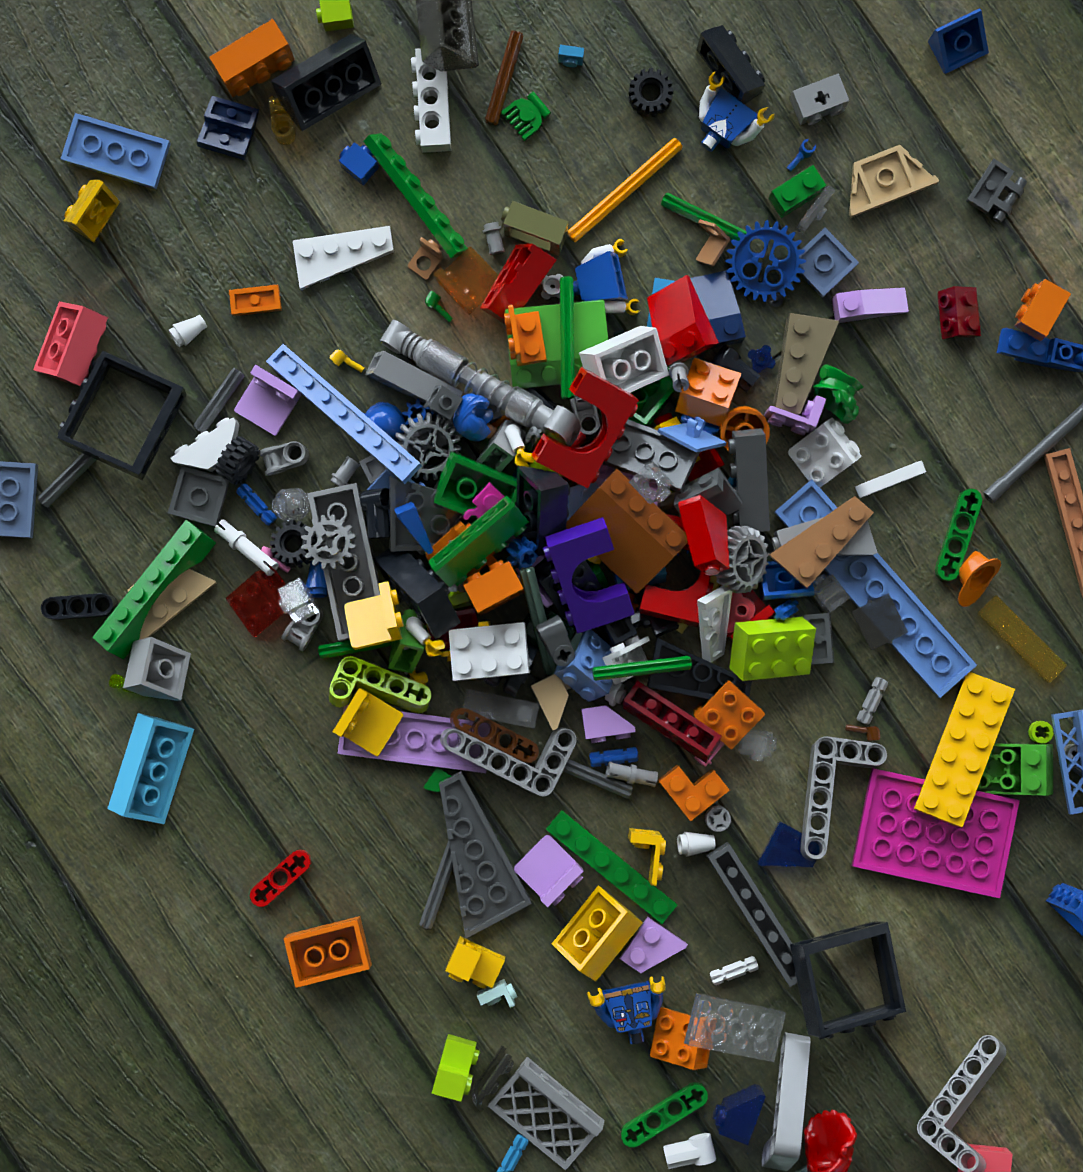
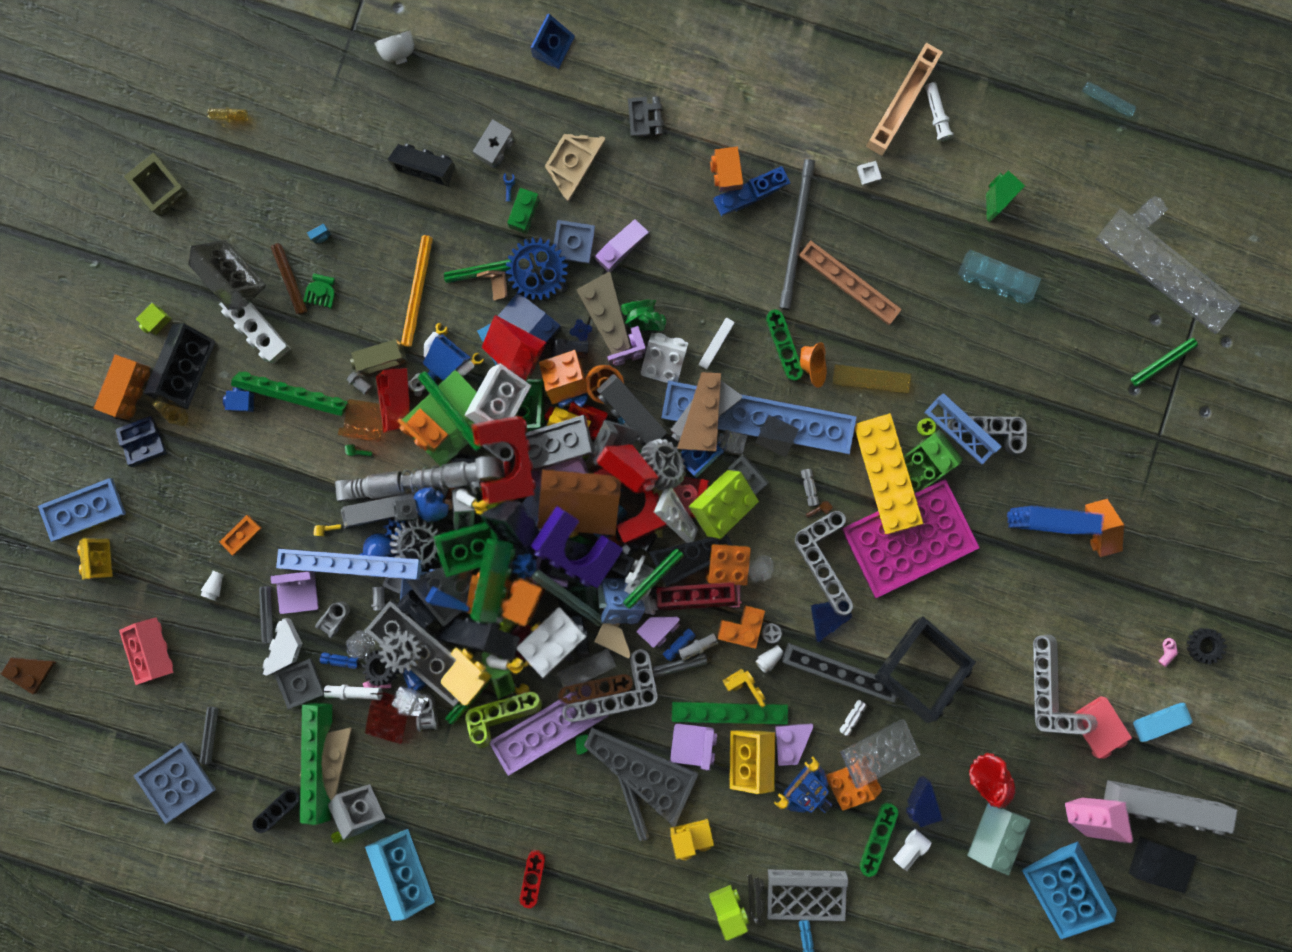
camera: 35 degrees left, 0 degrees up
(158, 431) = (243, 666): black window -> none
(237, 460) = (305, 643): black tyre -> none
(327, 951) = (596, 902): orange brick -> none
(337, 253) = (266, 470): white wing -> none
(368, 722) = (511, 741): yellow bracket -> none
(430, 250) = (323, 421): medium nougat bracket -> none
(484, 501) = (477, 549): dark pink plate -> none
(492, 995) = (718, 848): light aqua bracket -> none
(555, 640) = (586, 602): dark grey piece -> none
(641, 483) = (565, 467): clear brick -> none
(657, 79) = (375, 215): black tyre -> none
(678, 372) = (535, 379): light grey pin -> none
(692, 435) = (573, 412): medium blue piece -> none
(727, 118) = (445, 199): torso -> none
(785, 1143) = (964, 801): light grey beam -> none
(786, 610) = (714, 473): blue axle -> none
(816, 211) = (544, 214): clear plate -> none
(959, 312) = (679, 209): dark red bracket -> none

